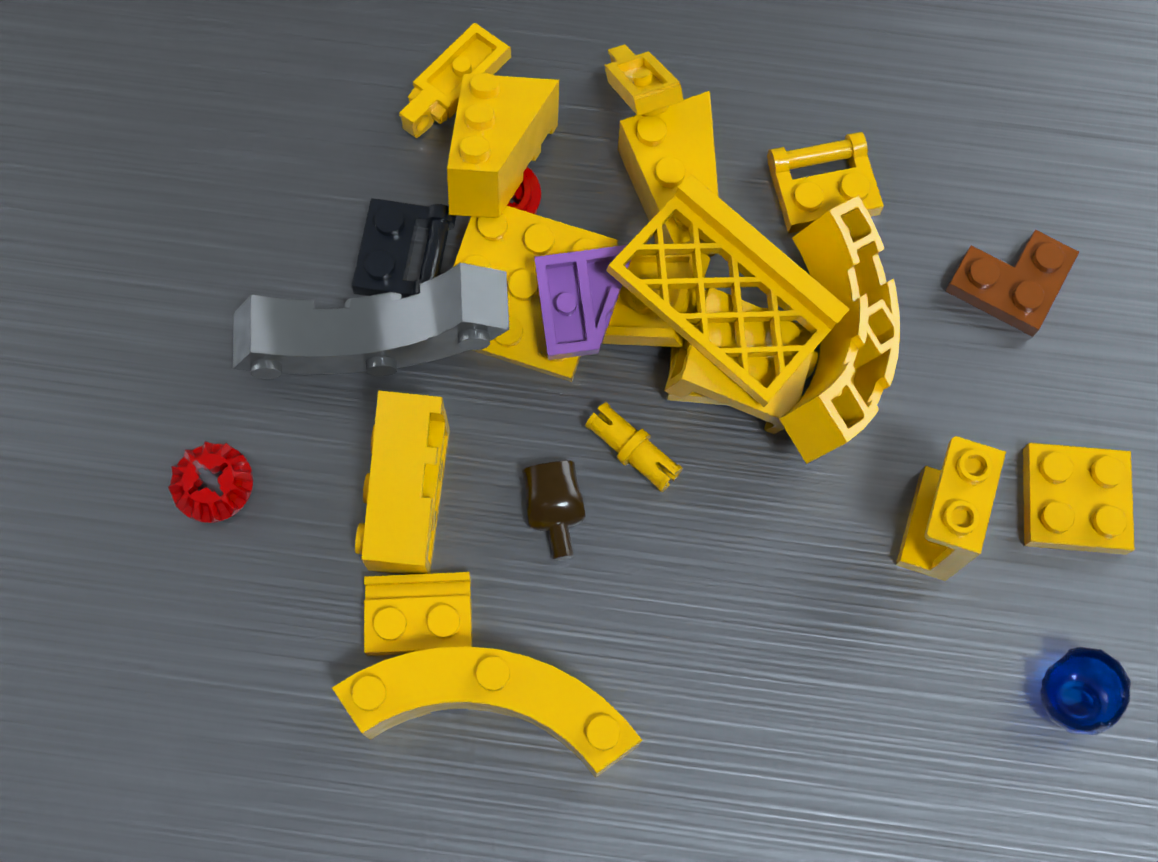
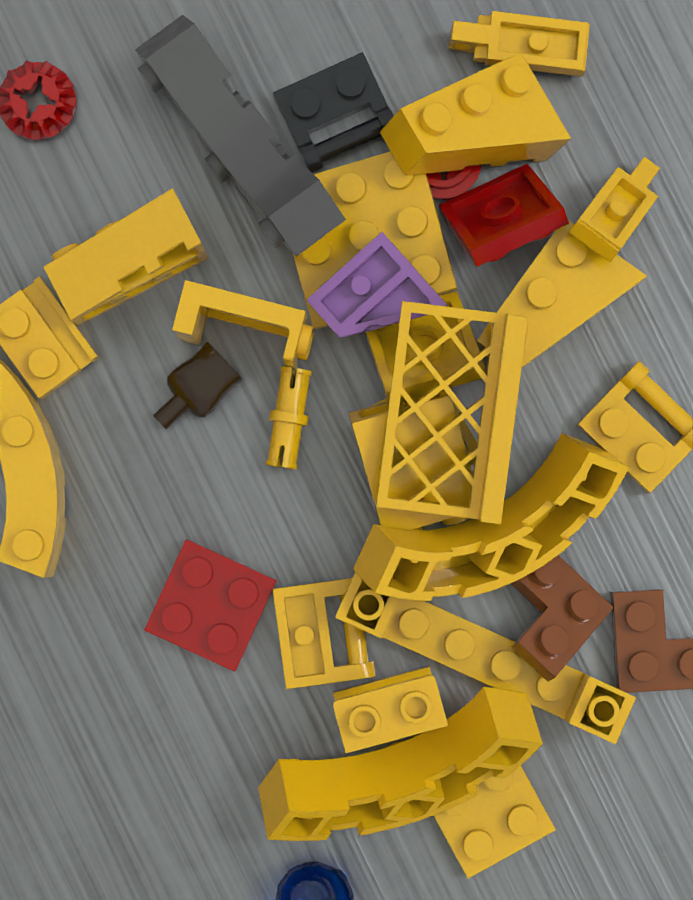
camera: 60 degrees right, 15 degrees up
(524, 411) = (203, 302): none -> yellow panel
(584, 167) = (503, 215): none -> red plate
(755, 618) = (210, 605): none -> red plate
(836, 550) = (307, 640): none -> yellow plate
(950, 411) = (487, 658): none -> yellow slope
(953, 333) = (567, 616): none -> dark orange plate
(1023, 544) = (405, 779): none -> yellow brick

